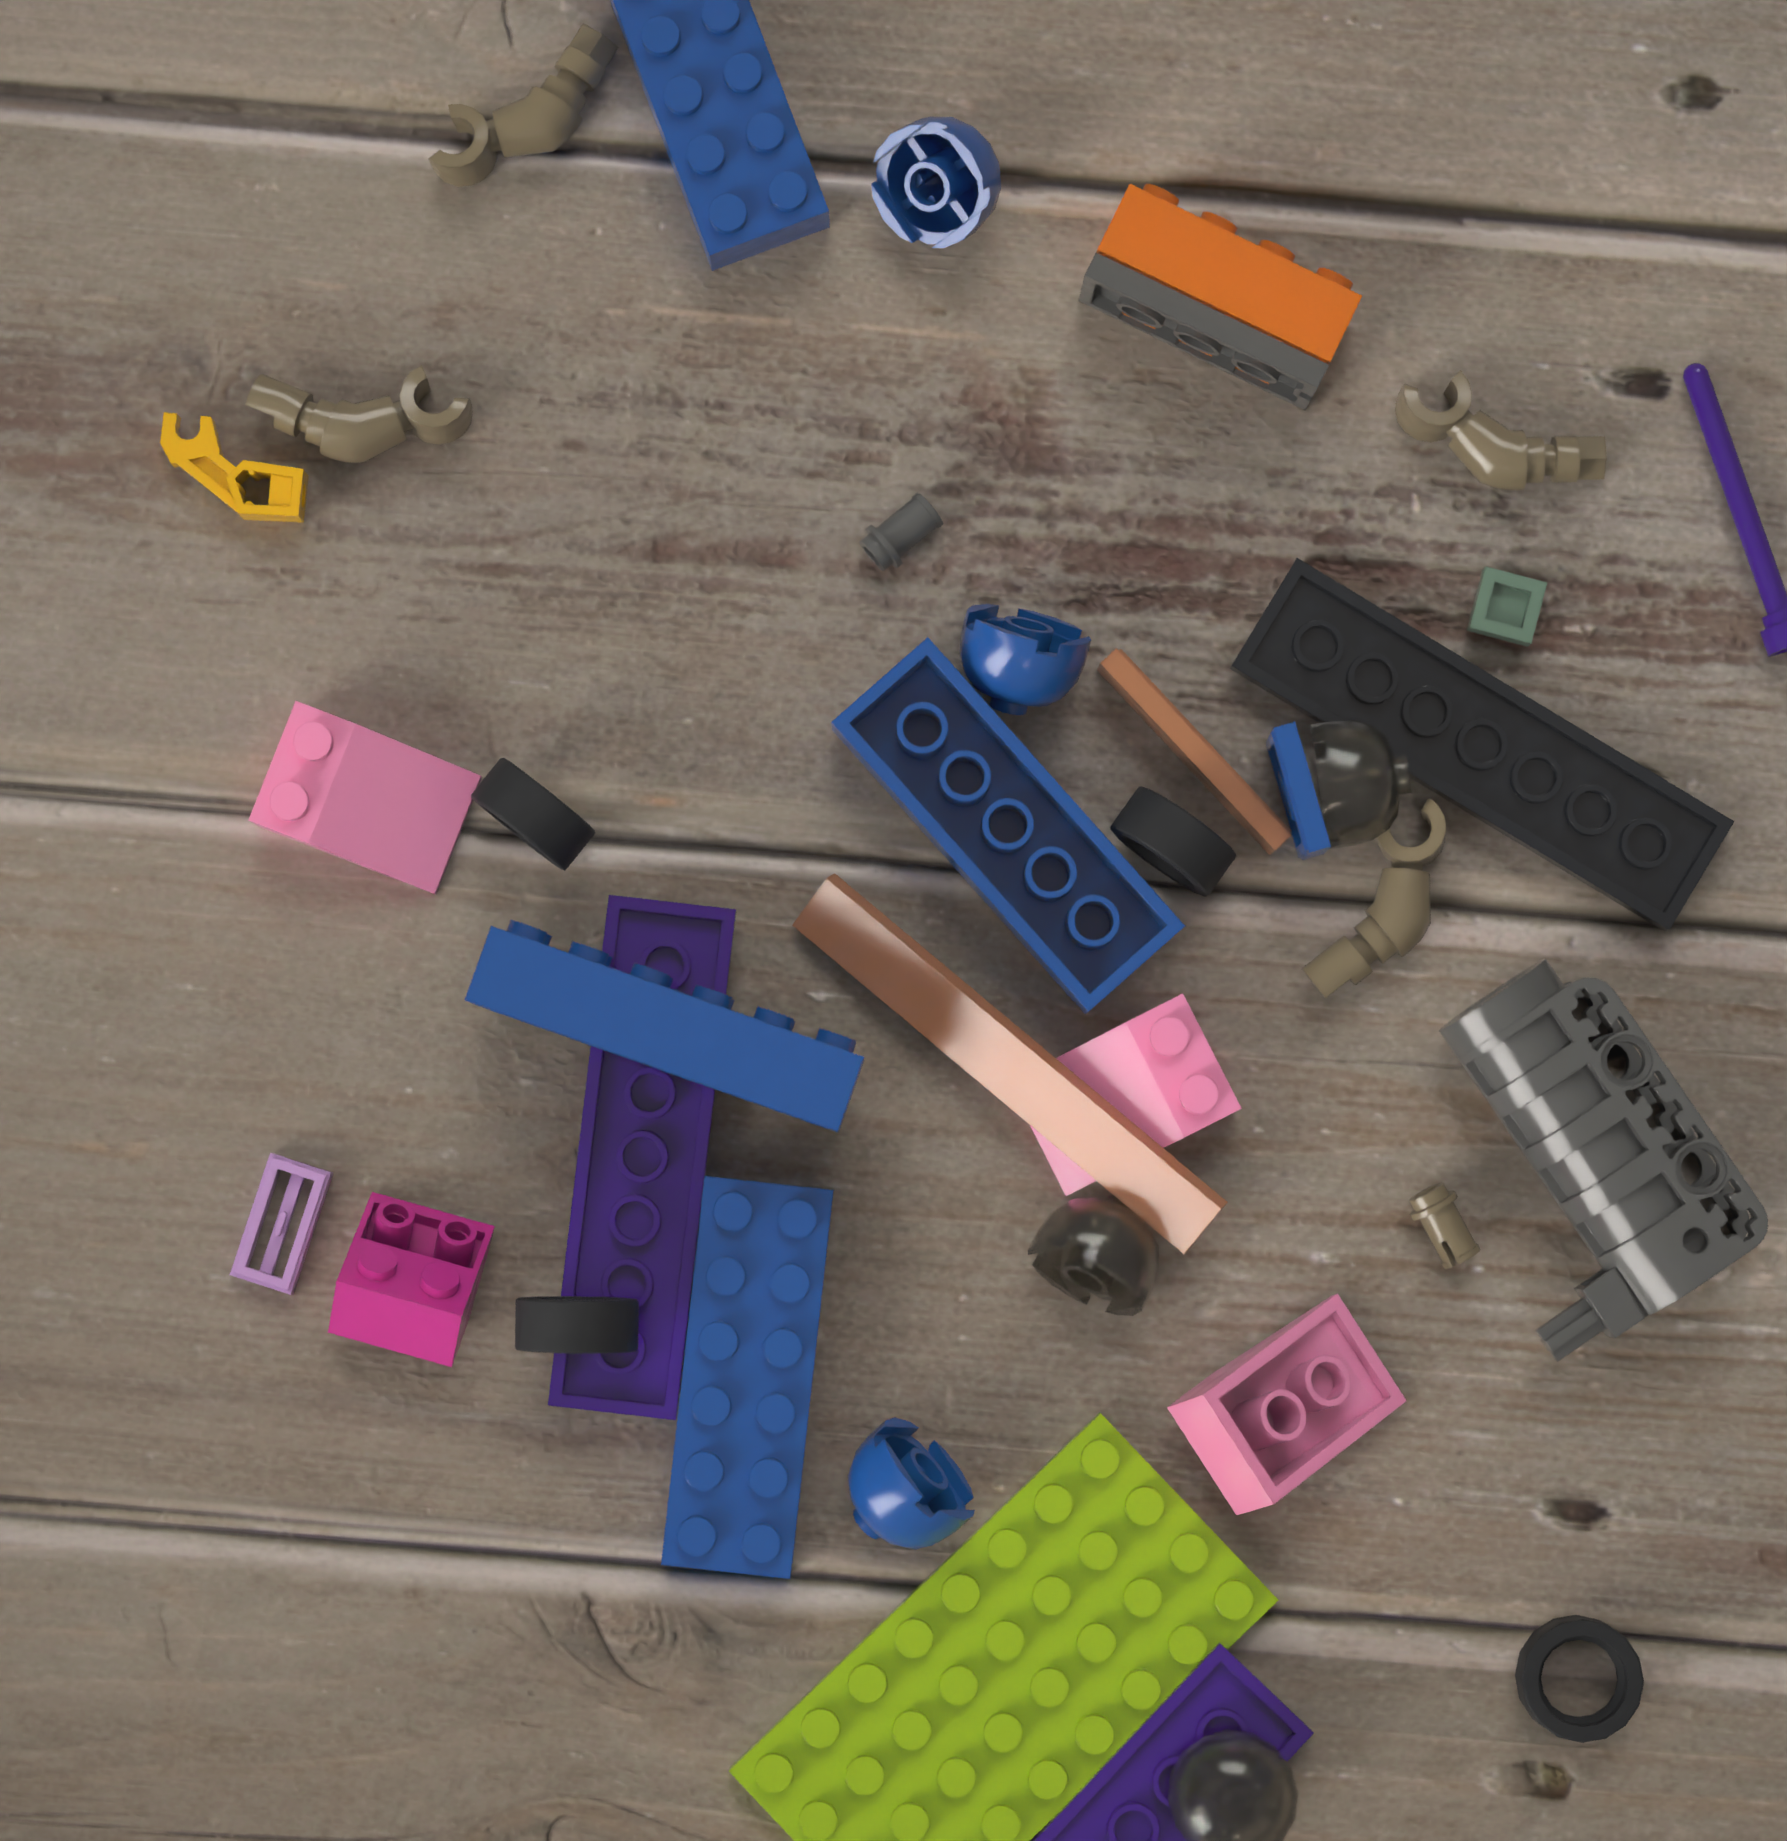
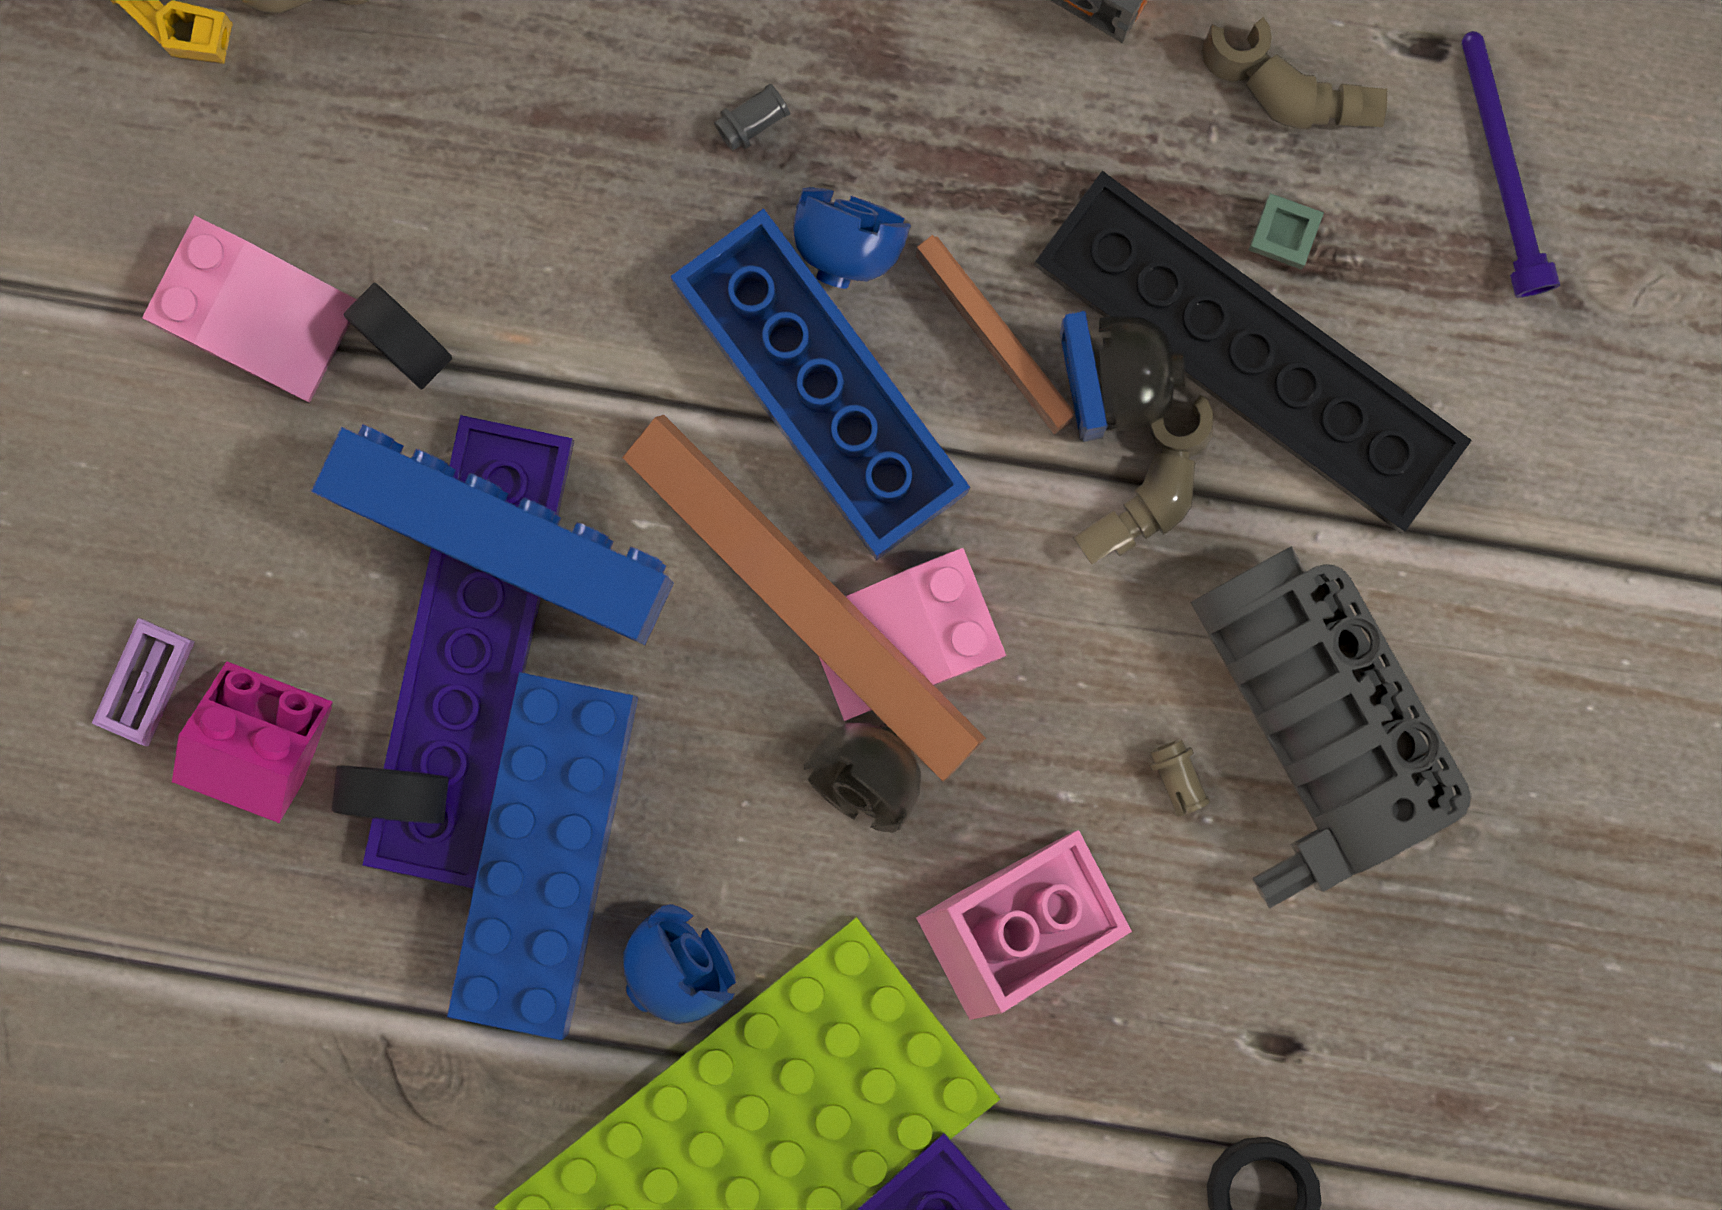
camera: 10 degrees right, 0 degrees up
(1173, 841) = (967, 411): black tyre -> none

